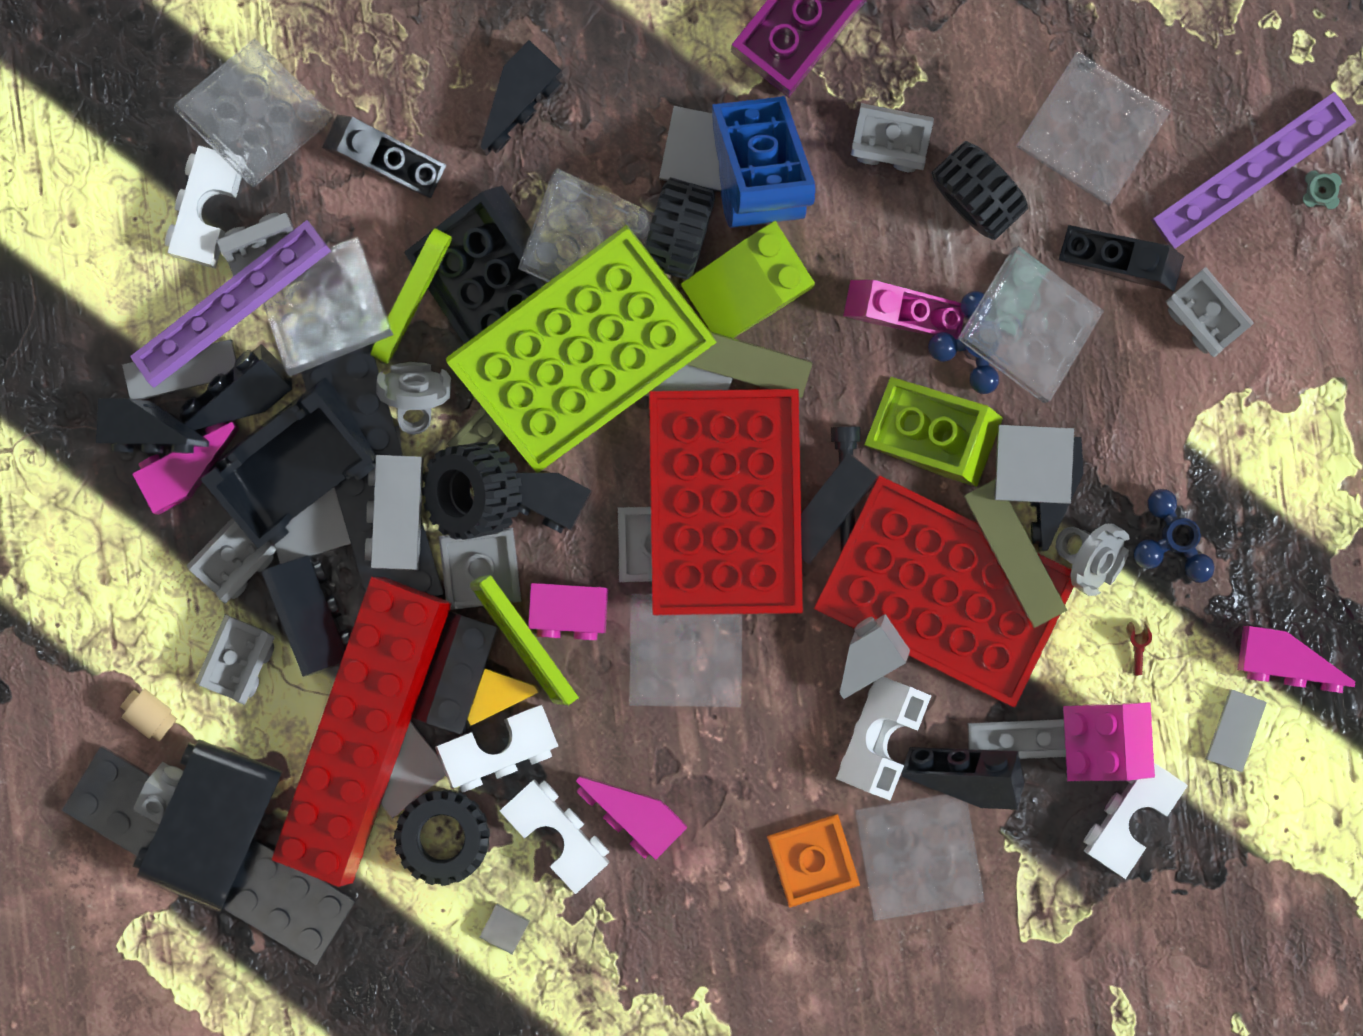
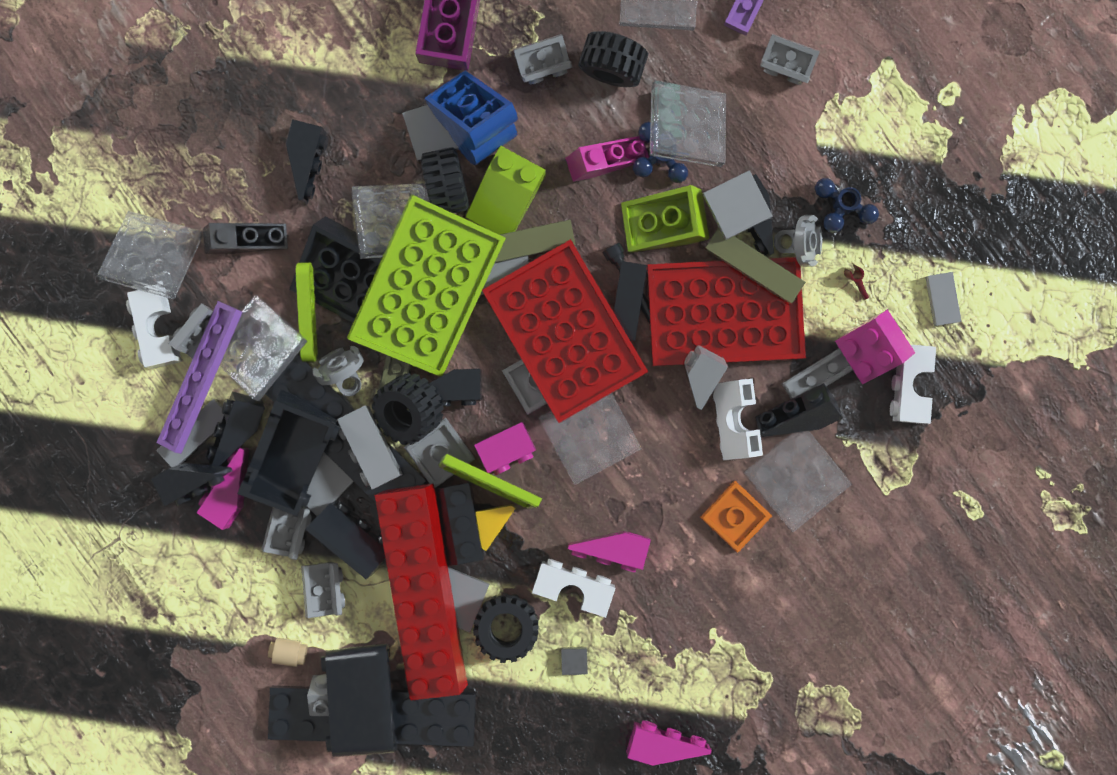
camera: 30 degrees left, 0 degrees up
(528, 738) = (497, 575): white arch -> none
(1122, 257) = (720, 55): black slope -> none
(1282, 655) = (945, 238): dark pink slope -> none

